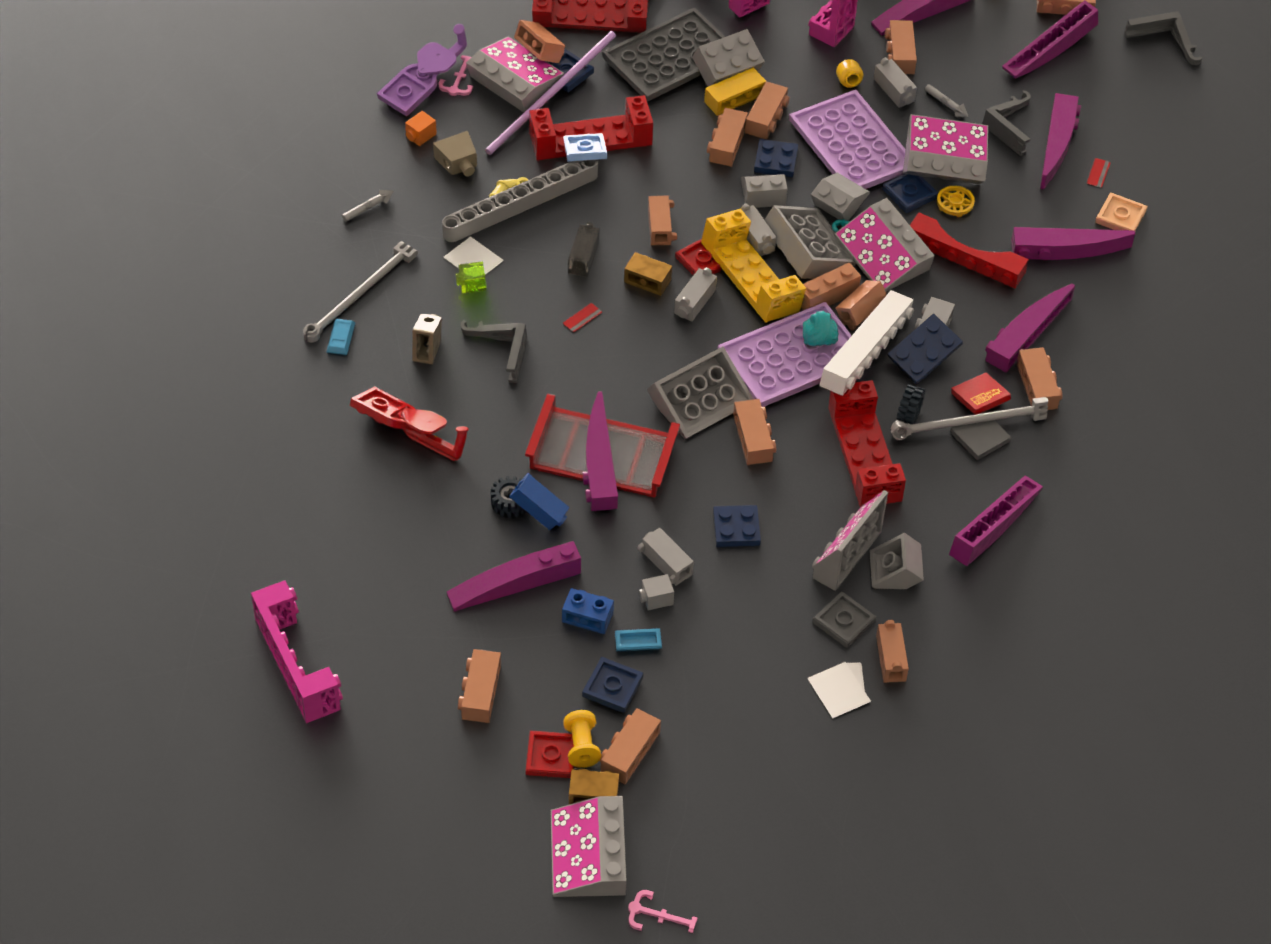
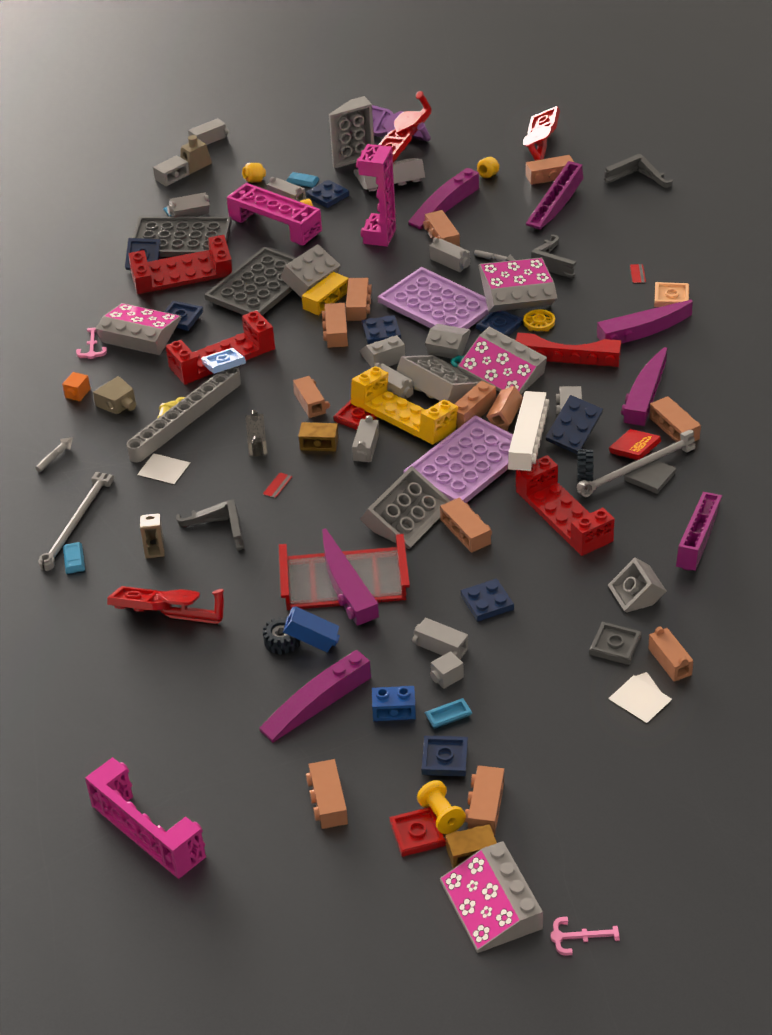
camera: 15 degrees left, 10 degrees down
(419, 80) = (59, 354): medium lavender plate -> none
(471, 277) = (170, 480): clear neon green brick -> none
(539, 41) = (150, 298): nougat brick -> none
(551, 92) = (174, 334): lavender piece -> none
(820, 329) = (483, 433): teal hair -> none
(849, 73) = (410, 258): yellow head -> none
(851, 543) = (591, 580): light grey slope -> none
(1061, 128) = (595, 254): magenta slope -> none

